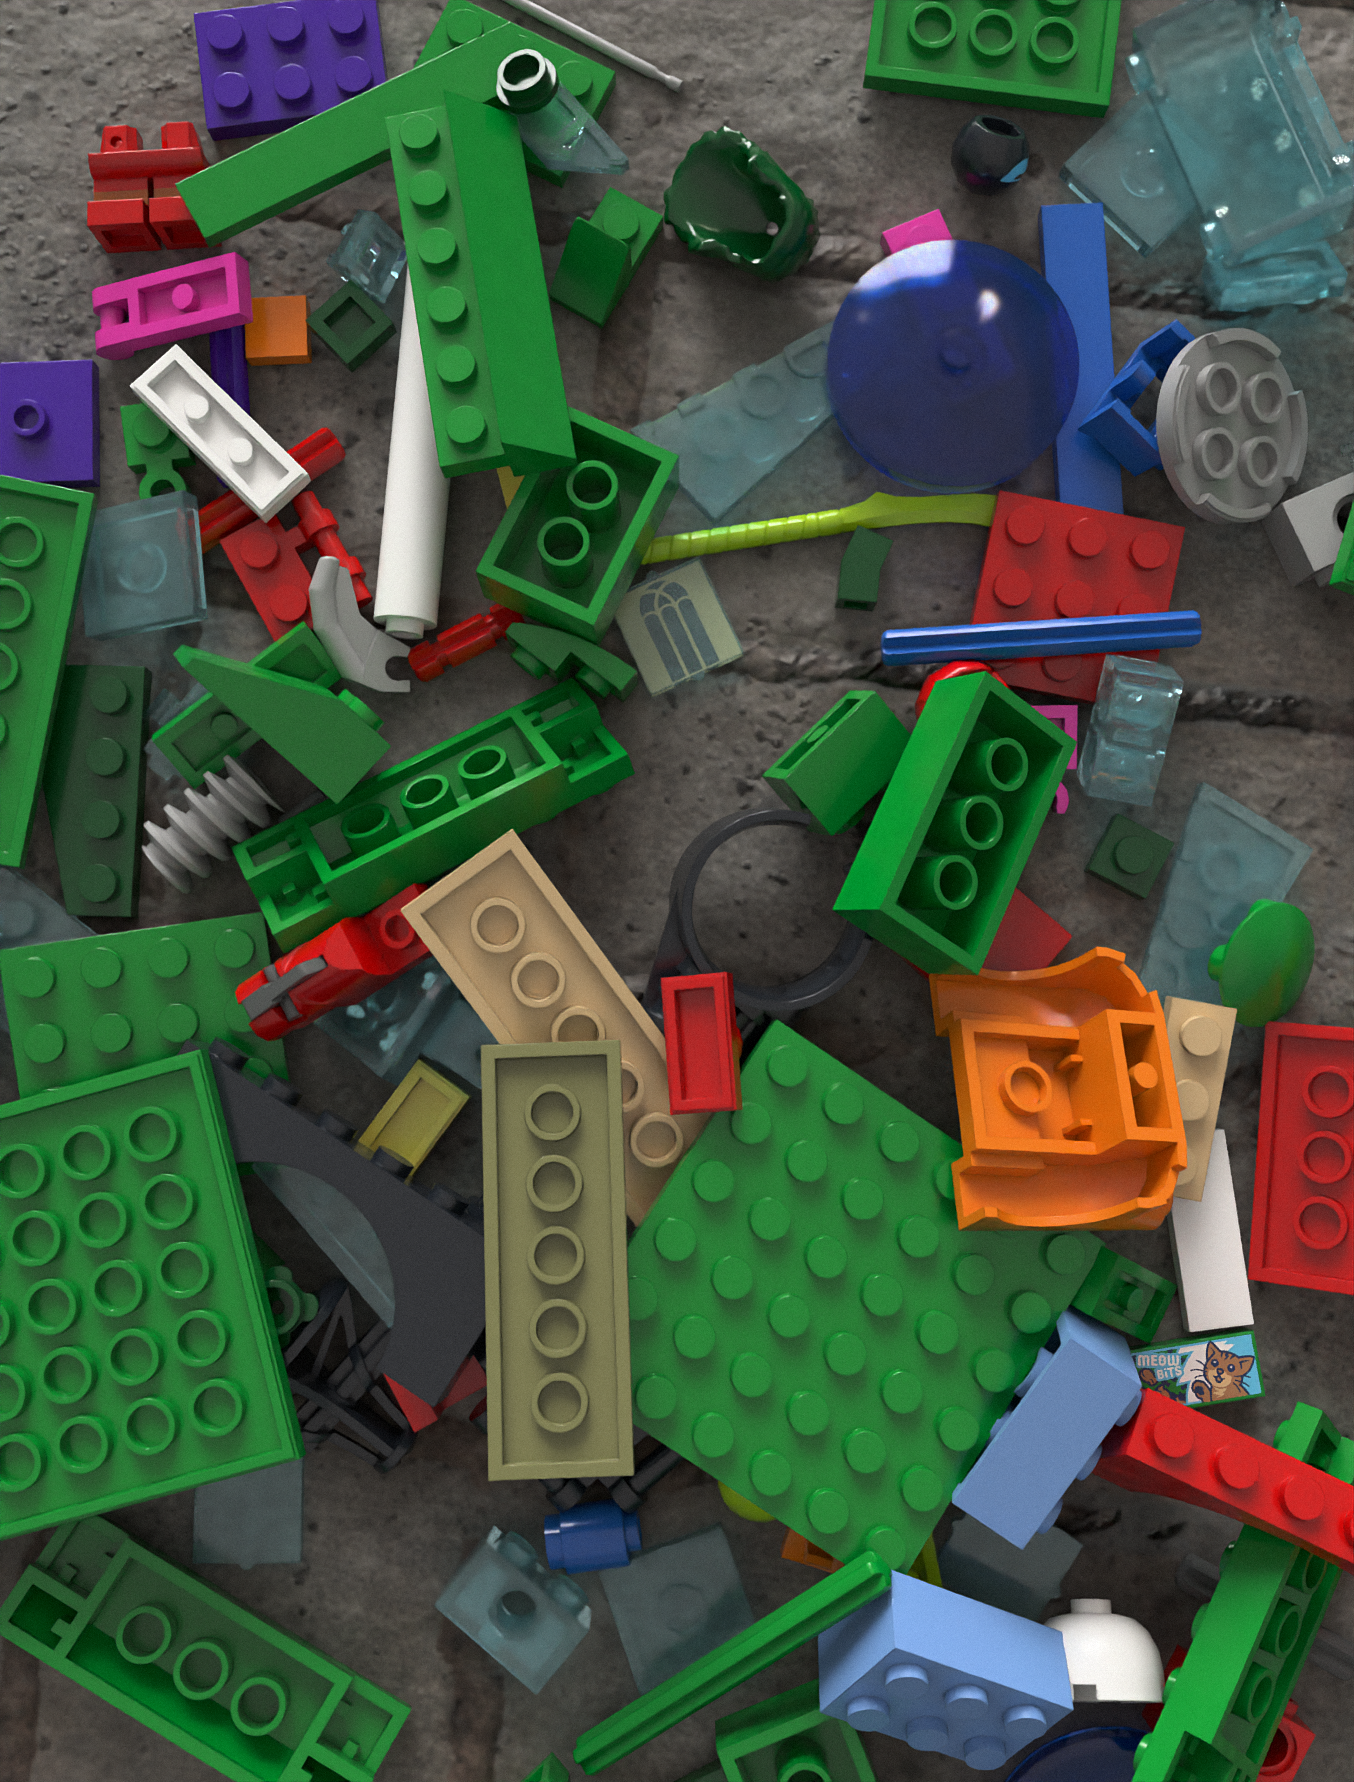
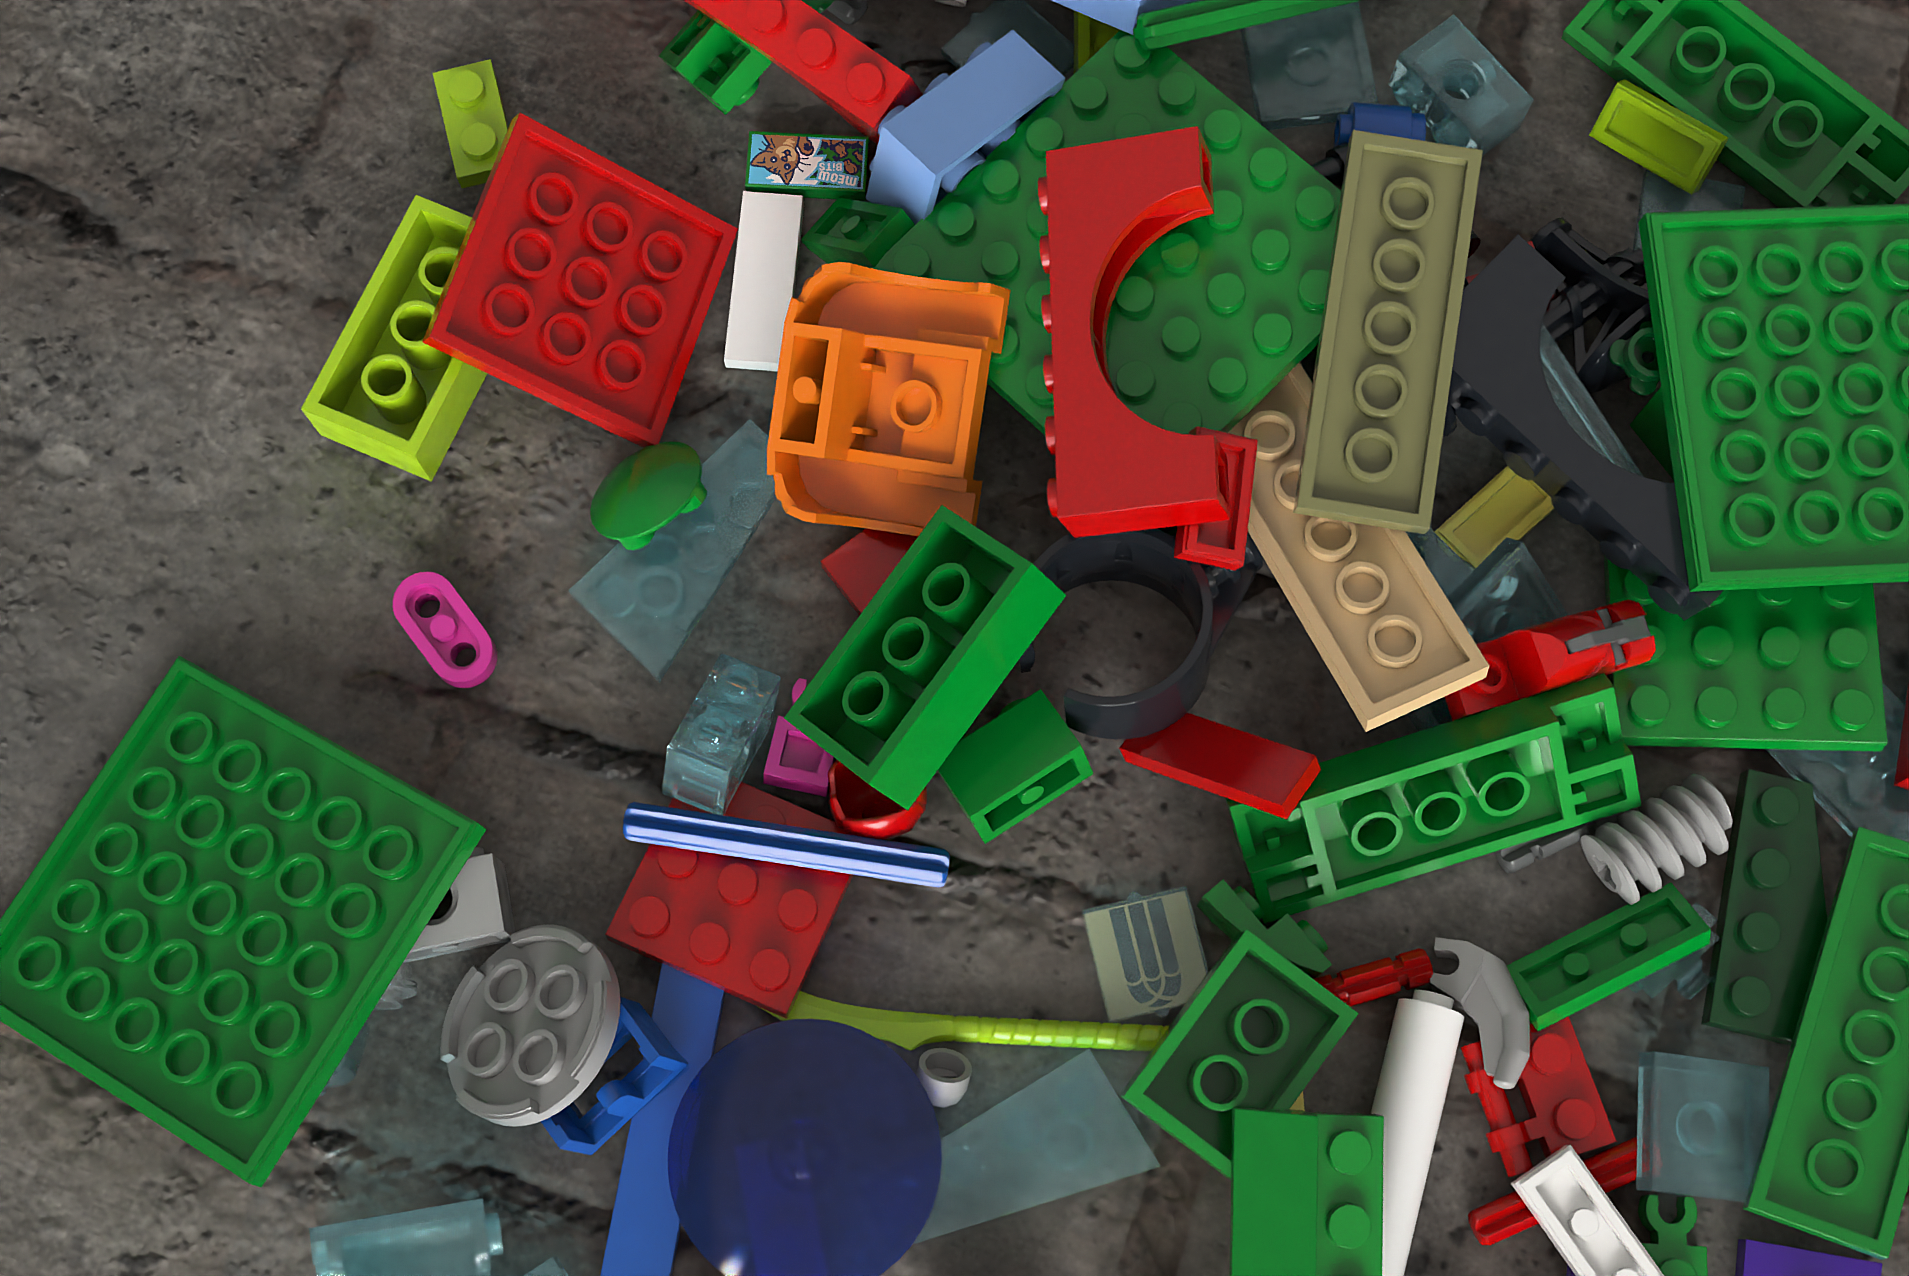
camera: 170 degrees left, 10 degrees down
(293, 1596) = (1658, 136): none -> lime tile
(313, 729) = (1571, 914): green slope -> none
(636, 799) = (1227, 763): none -> red tile
(845, 478) = (944, 1075): none -> light grey hinge
(861, 570) = (945, 968): dark green piece -> none
(885, 1326) = (1102, 214): none -> red arch
(1129, 857) = (744, 626): dark green plate -> none
(1199, 1052) = (740, 417): tan plate -> none
(1283, 277) = (414, 1182): clear light blue plate -> none

